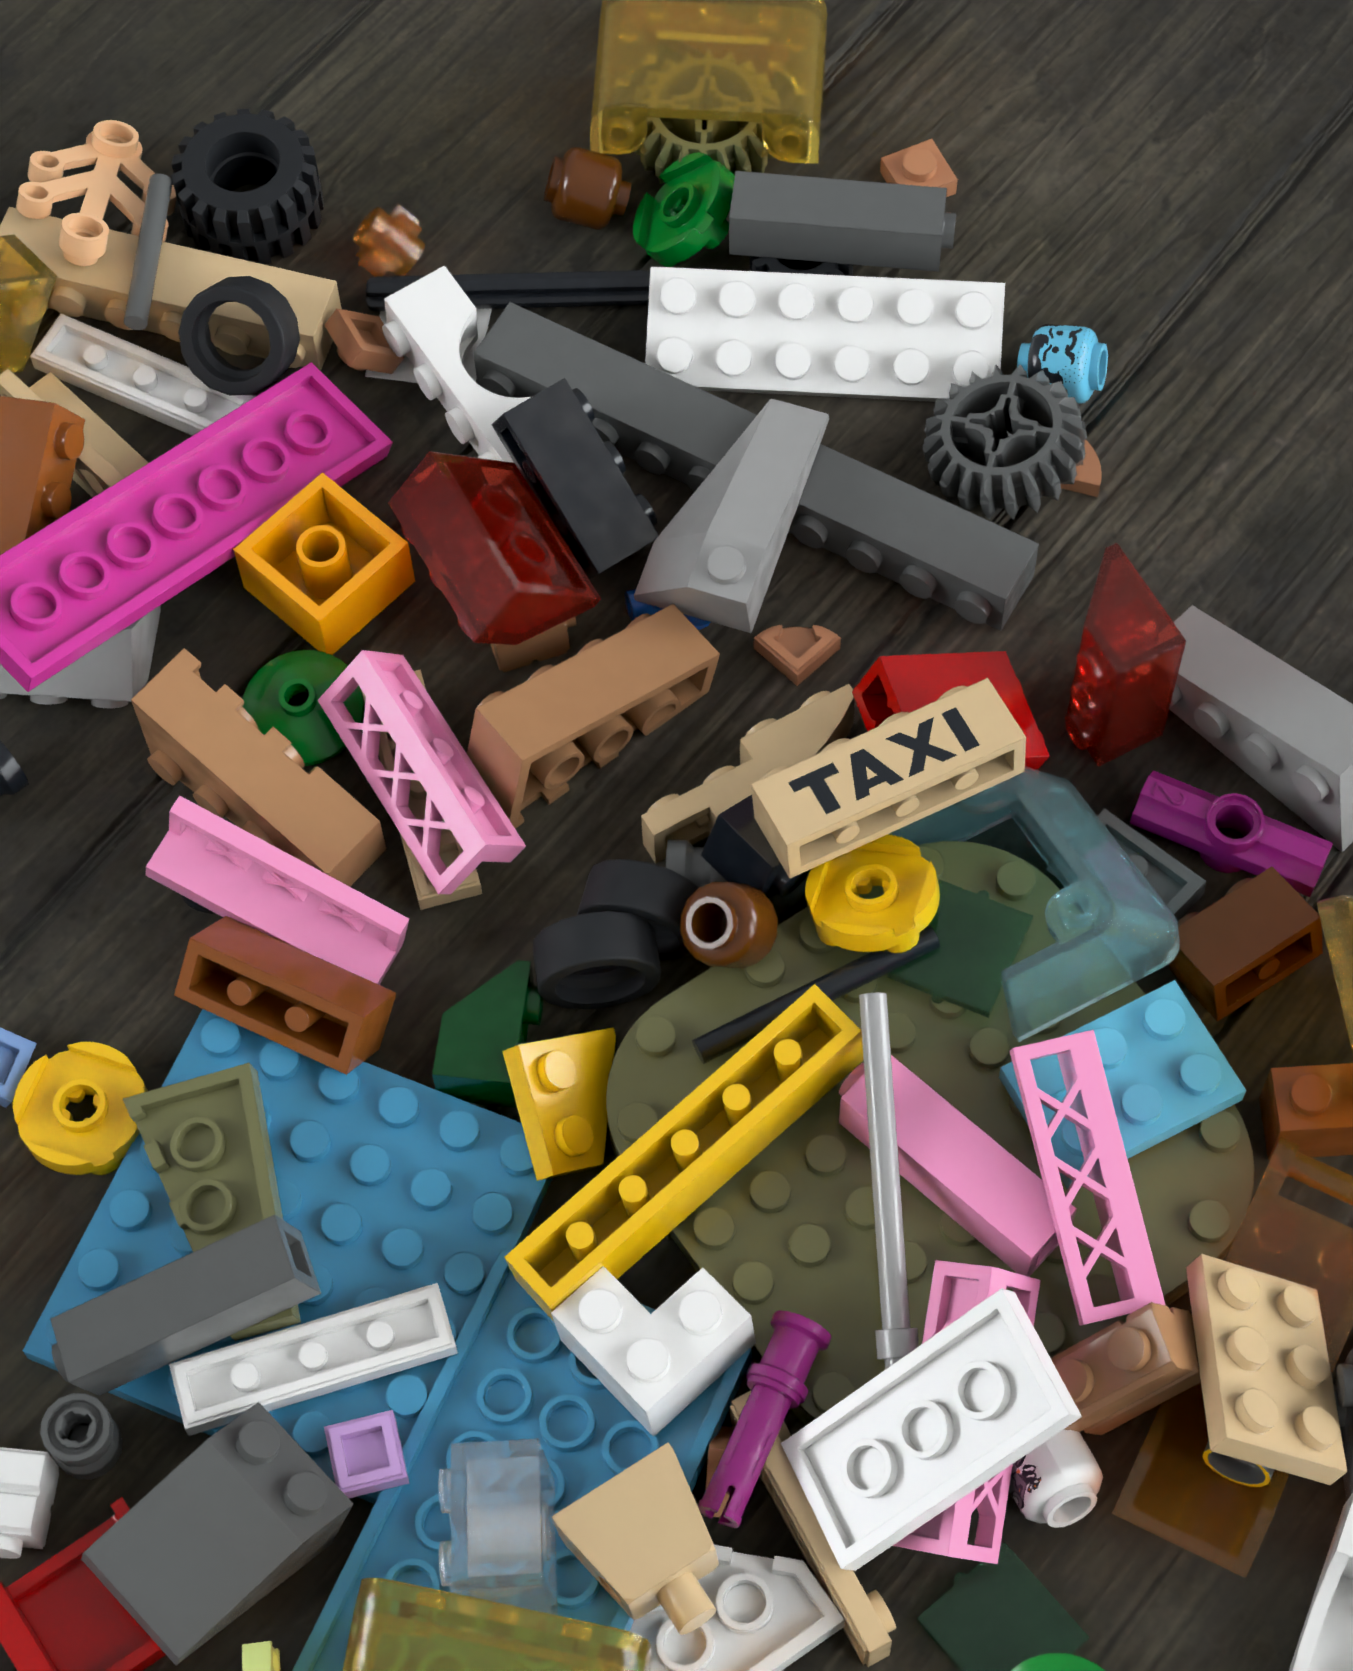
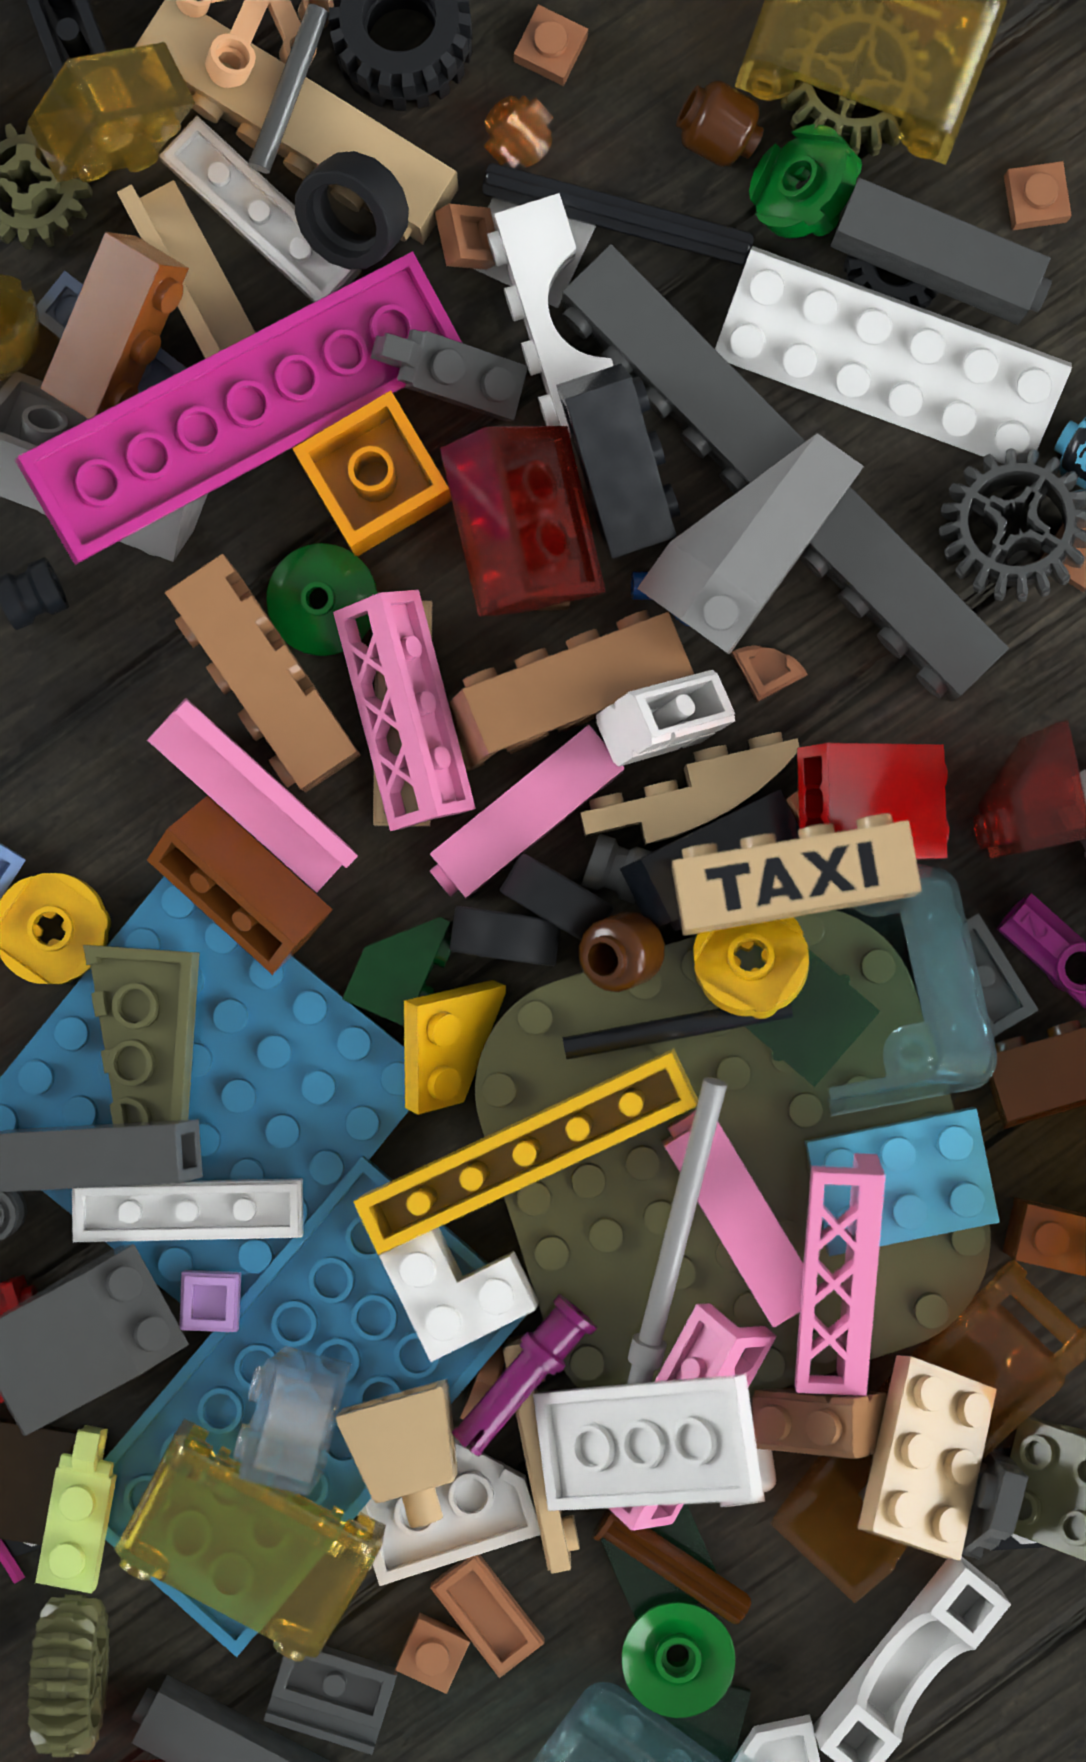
camera: 15 degrees right, 25 degrees up
(368, 450) = (454, 372): none -> dark grey hinge
(399, 173) = (550, 45): none -> nougat plate
(592, 826) = (524, 814): none -> bright pink brick
(701, 698) = (665, 717): none -> white brick
(1016, 1614) = (676, 1567): none -> reddish brown axle

